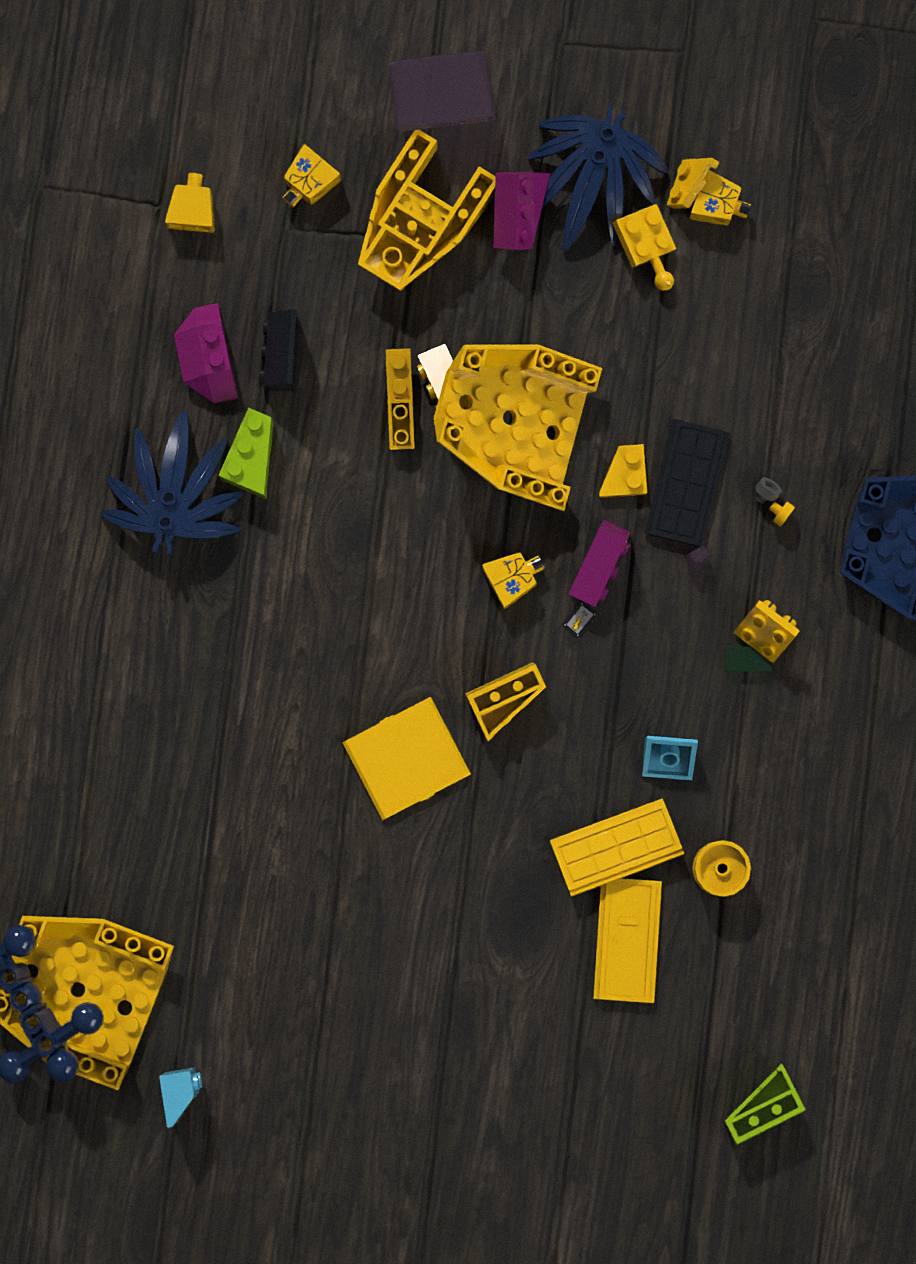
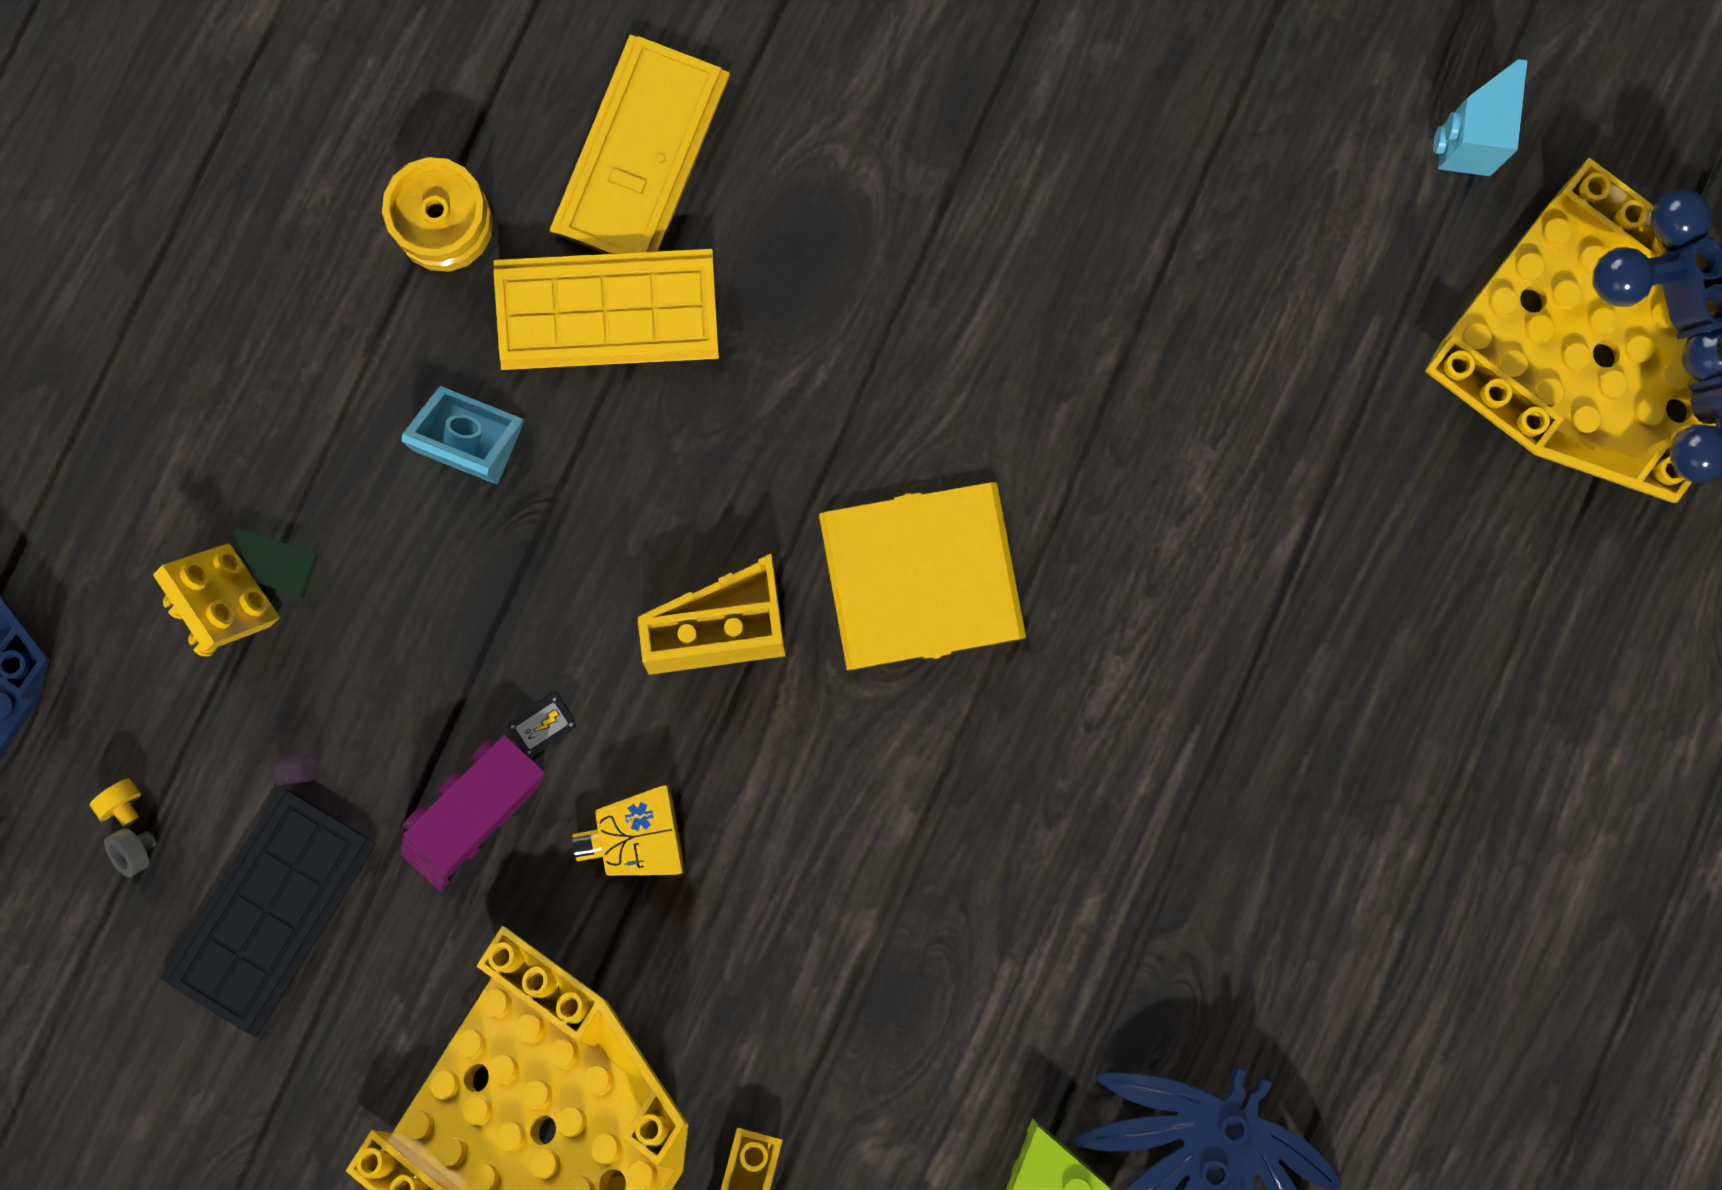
camera: 170 degrees left, 0 degrees up
(626, 473) = (370, 962): yellow wing -> none

